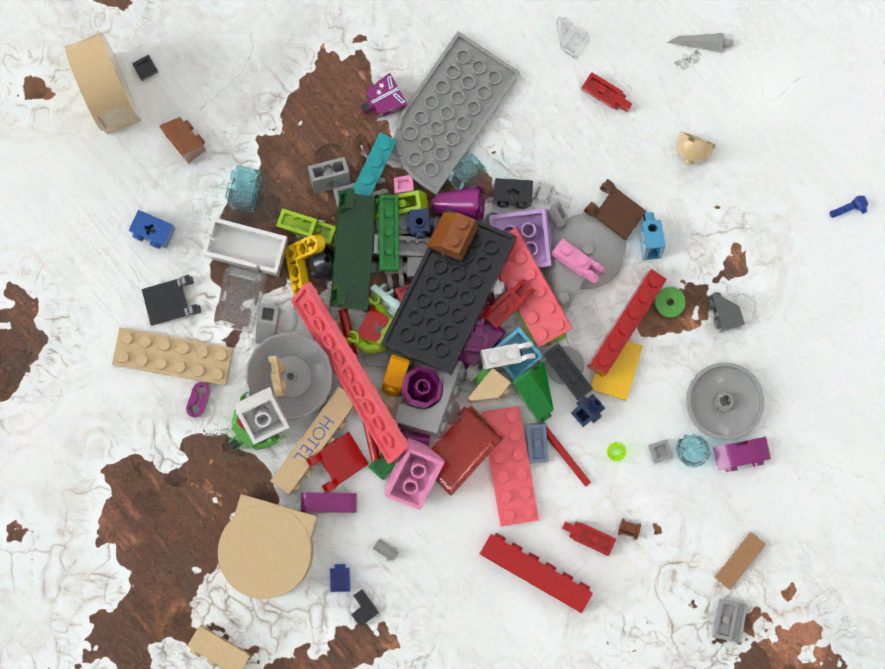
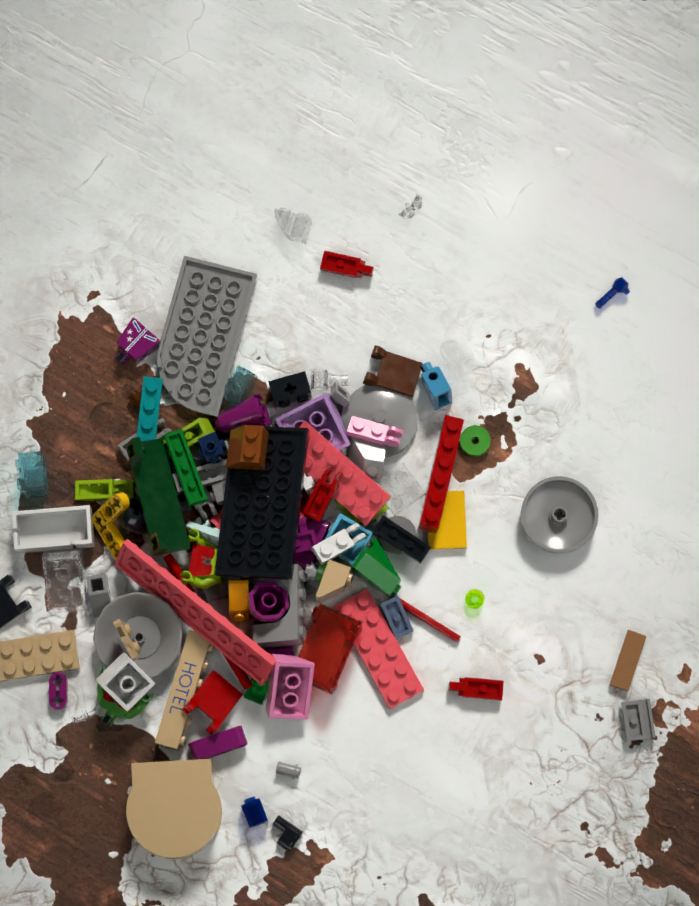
camera: 15 degrees left, 5 degrees down
(329, 175) = (109, 433): light grey brick -> none
(403, 184) = (183, 417): bright pink plate -> none
(537, 574) = (439, 740): red brick -> none
(588, 410) = (433, 569): dark blue brick -> none
(629, 529) = (512, 667): copper bush -> none
(660, 451) = (516, 583): light grey plate -> none
(693, 148) = (446, 289): tan cylinder -> none
(693, 451) = (546, 572): clear light blue hair -> none
(705, 41) = (425, 184): light grey bar -> none
(726, 313) = (532, 432): dark grey slope -> none
(742, 453) = (593, 558): magenta brick -> none

